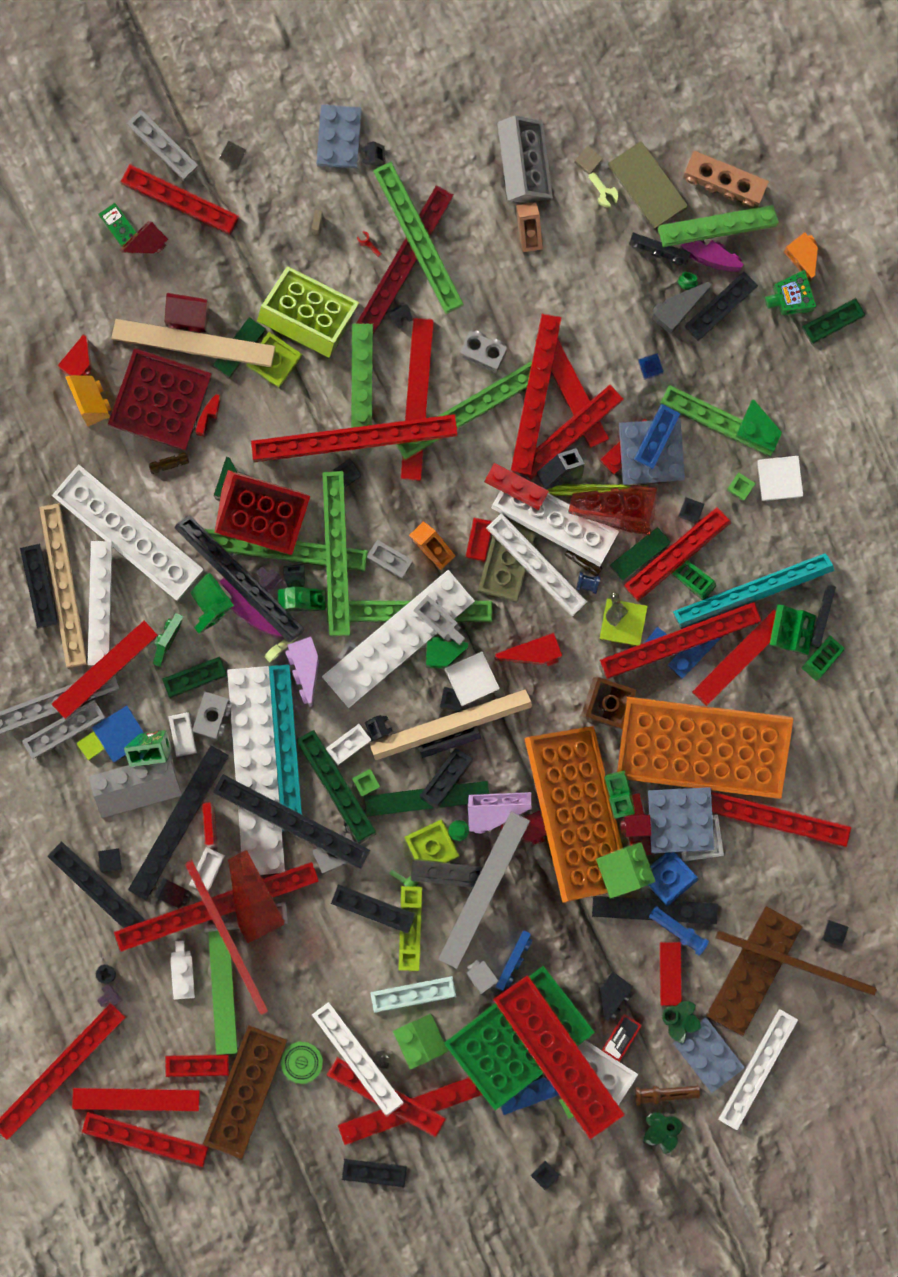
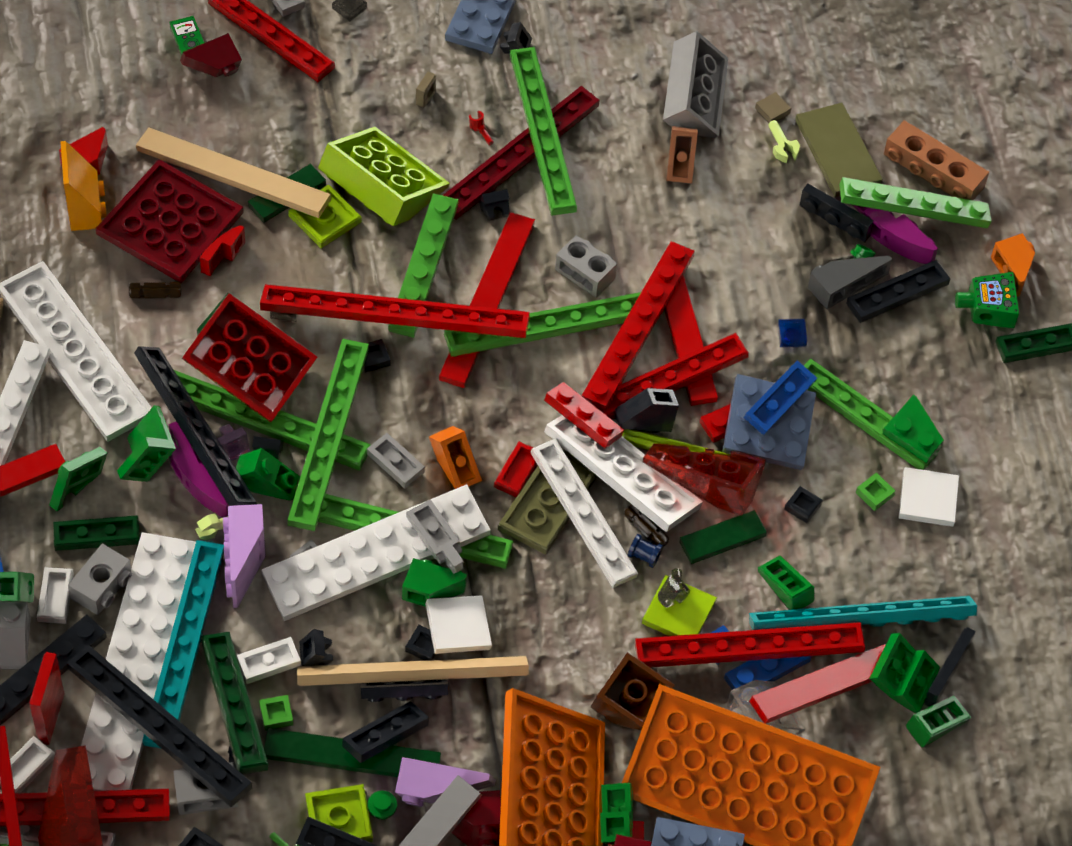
camera: 15 degrees right, 25 degrees down
(186, 312) = (236, 133): dark red slope -> none
(538, 652) = (551, 612): red slope -> none
(677, 554) = (771, 548): red tile -> none

